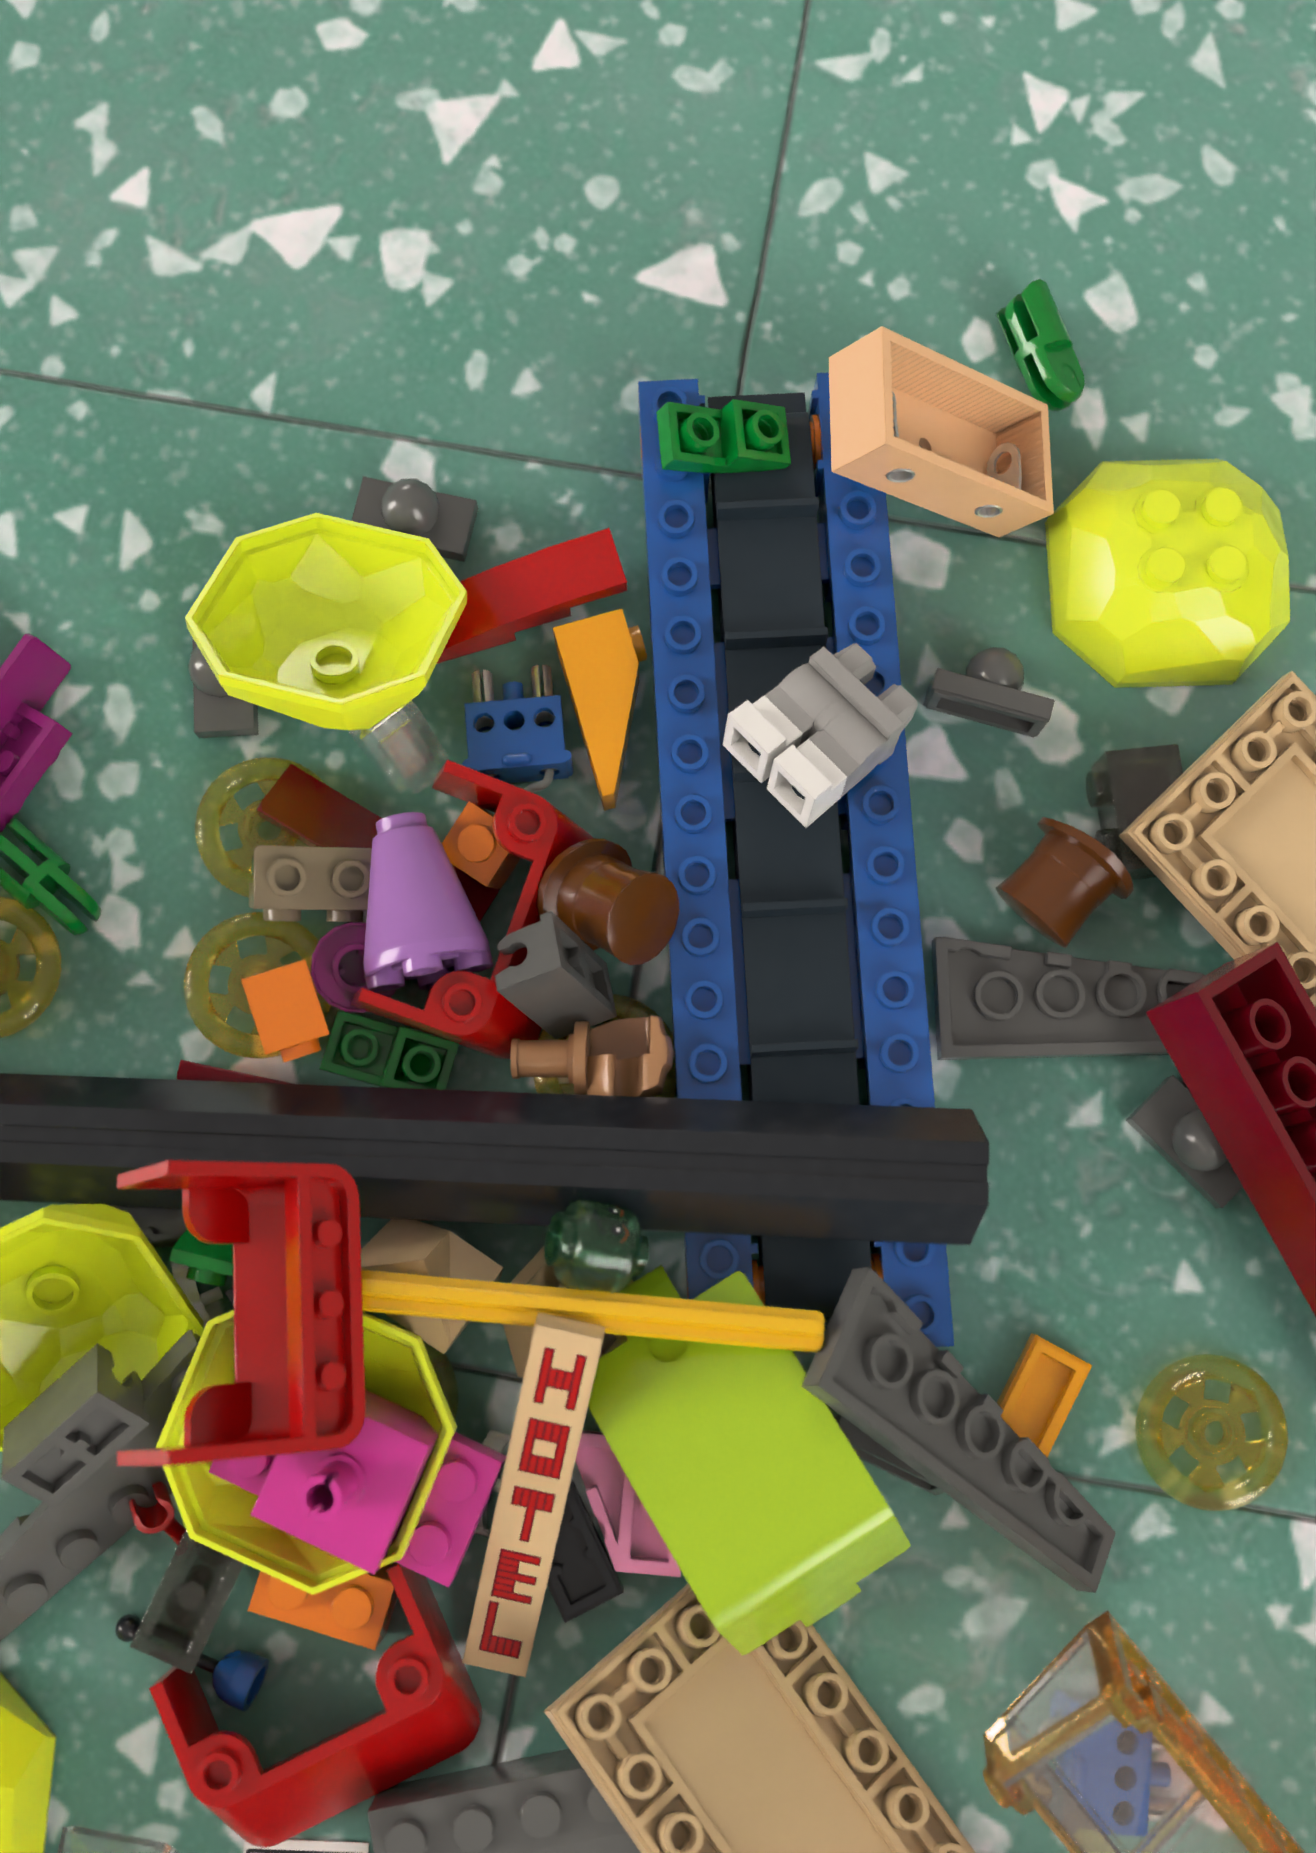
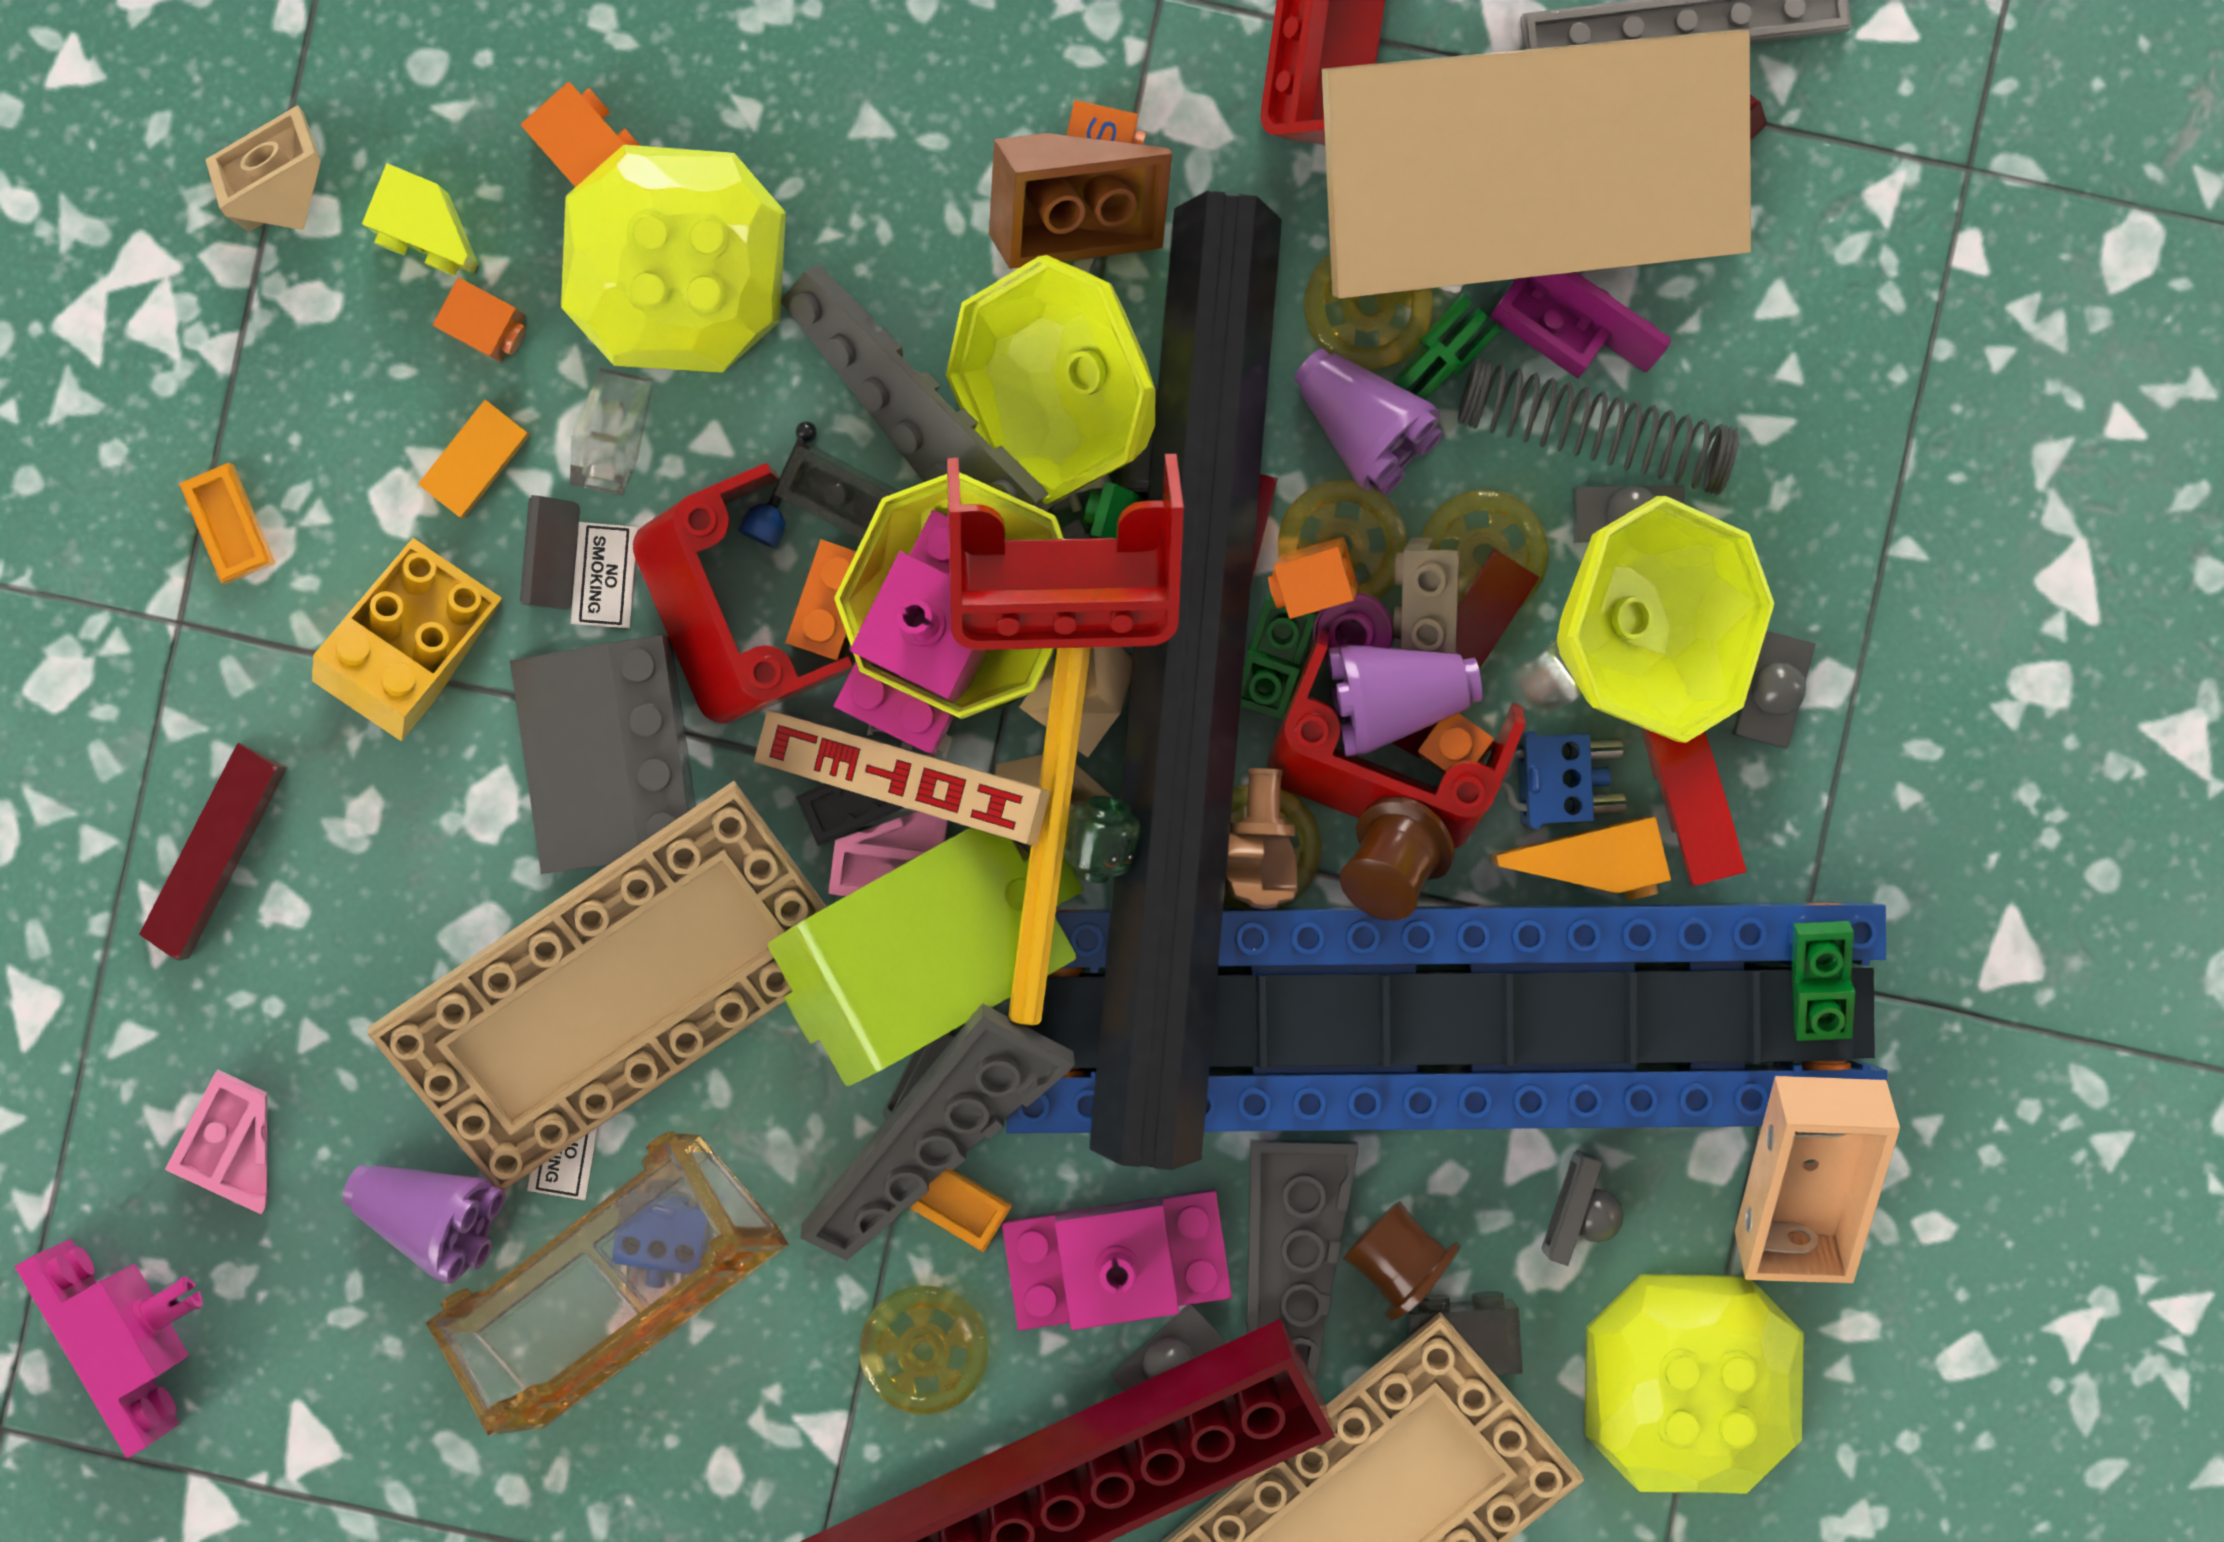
camera: 90 degrees right, 10 degrees up
(73, 1428) = (973, 399): dark grey hinge -> none
(90, 843) = (1719, 462): none -> dark grey piece
(111, 959) = (1367, 419): none -> medium lavender cone
(158, 1517) = (896, 463): red hand -> none
(558, 979) = (1329, 815): dark grey hinge -> none
(819, 730) = (1538, 1051): hips -> none
(1042, 346) = (1916, 1285): green arm -> none
(1090, 1208) = (1117, 1261): none -> dark pink brick

